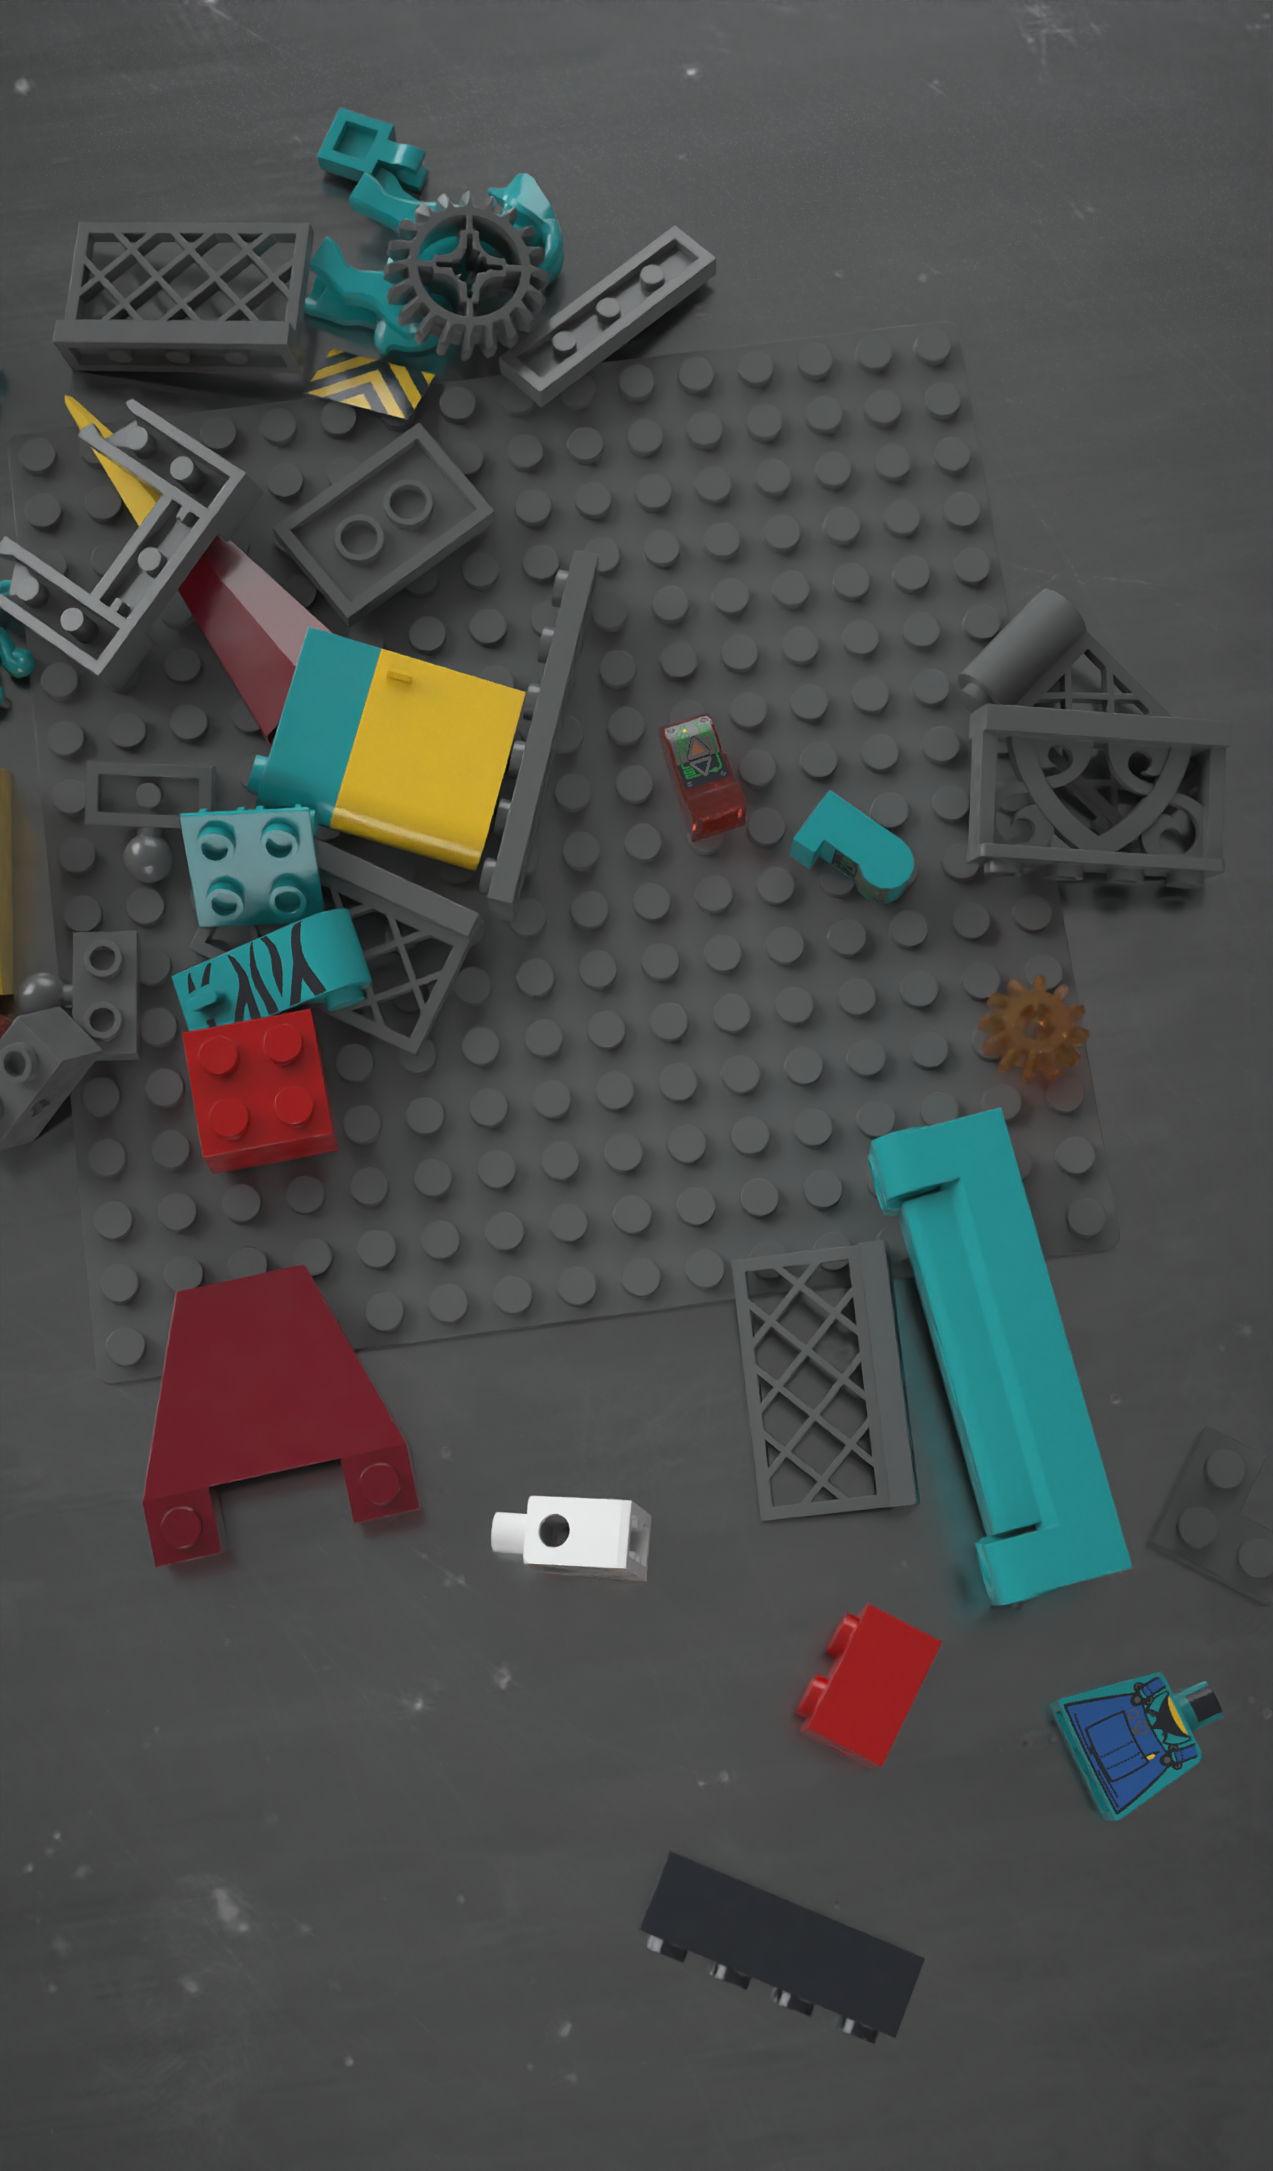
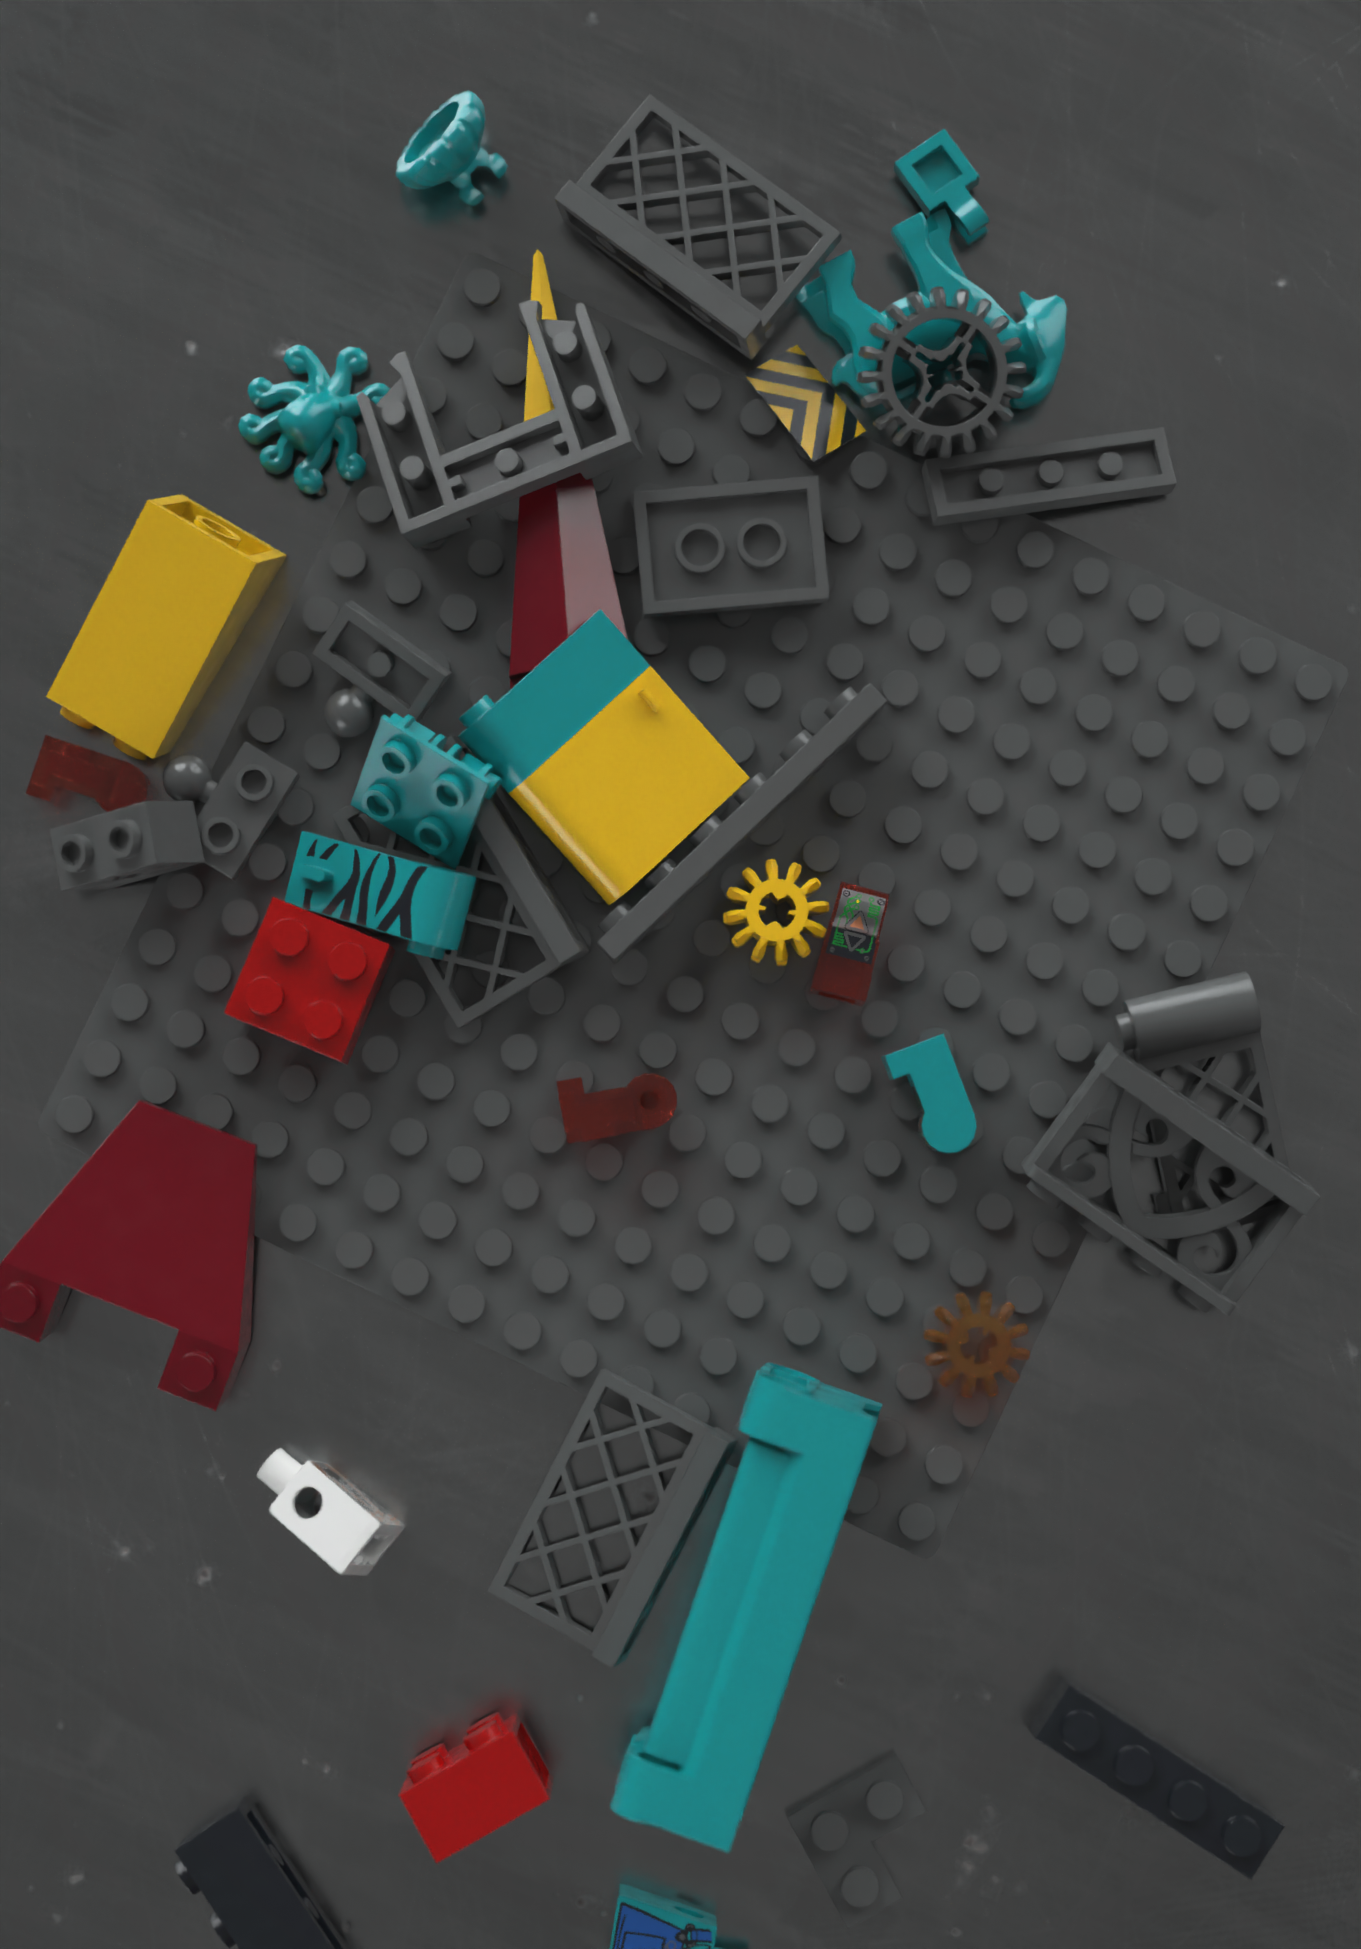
camera: 30 degrees right, 10 degrees up
(595, 1035) = (638, 1107): none -> clear red leg
(606, 771) = (778, 891): none -> yellow gear

